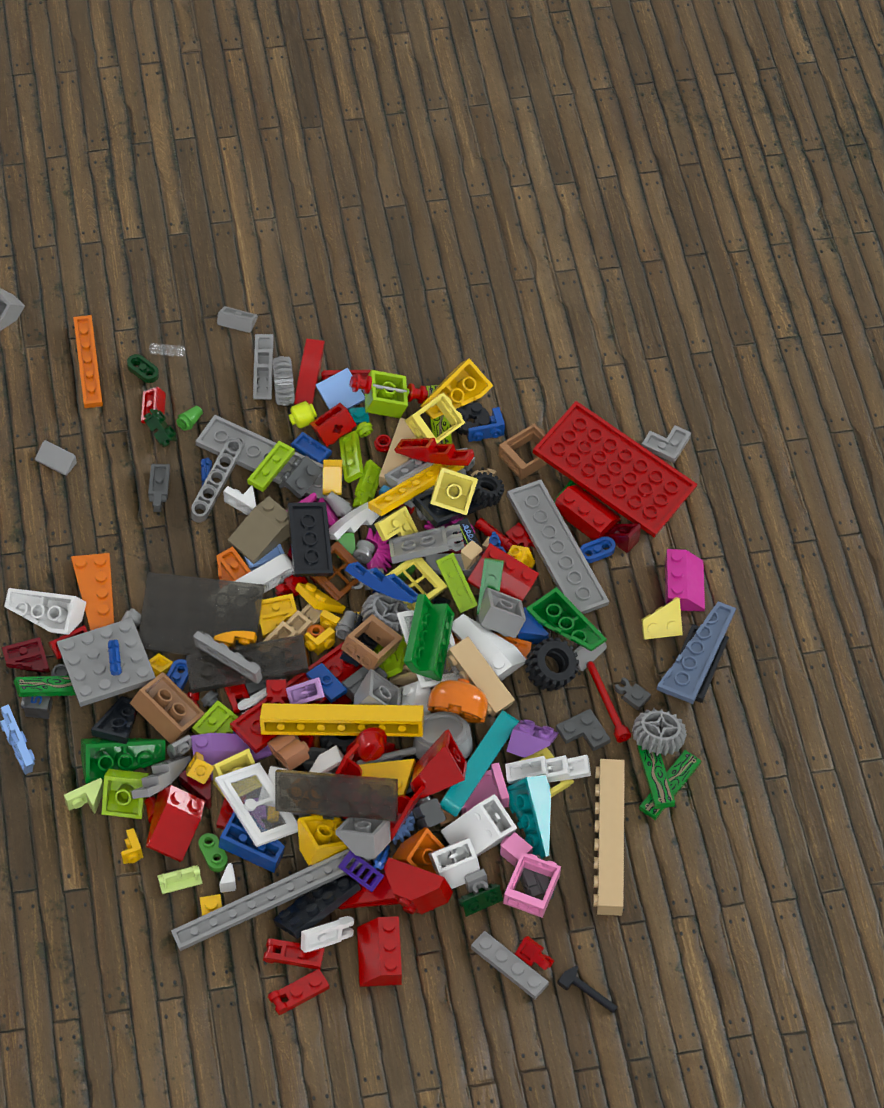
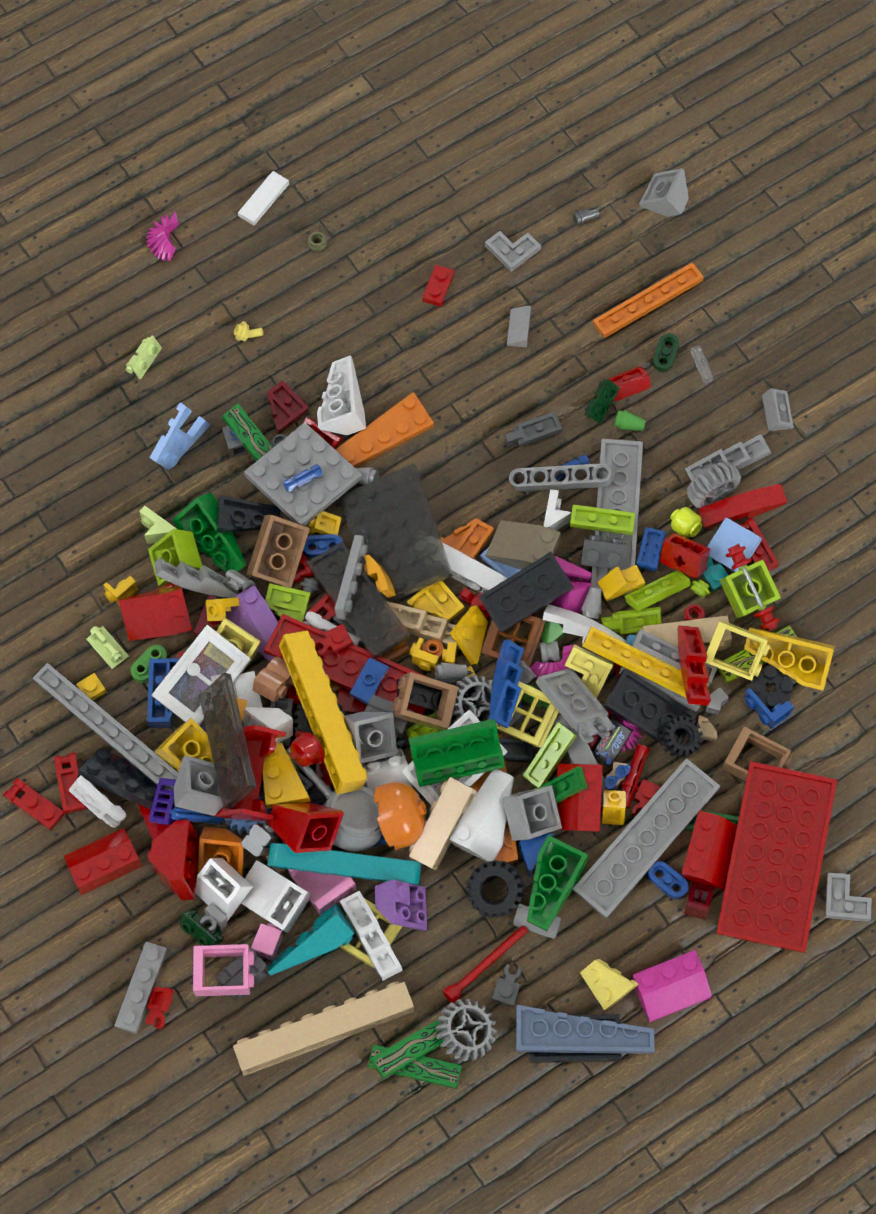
camera: 70 degrees right, 10 degrees up
(228, 880) = (123, 689): white slope -> none
(305, 692) = (343, 666): lavender slope -> none
(453, 491) = (650, 704): light yellow slope -> none
(470, 554) = (585, 752): tan slope -> none
(569, 978) = (149, 1051): black piece -> none
(584, 725) = (447, 954): dark grey plate -> none

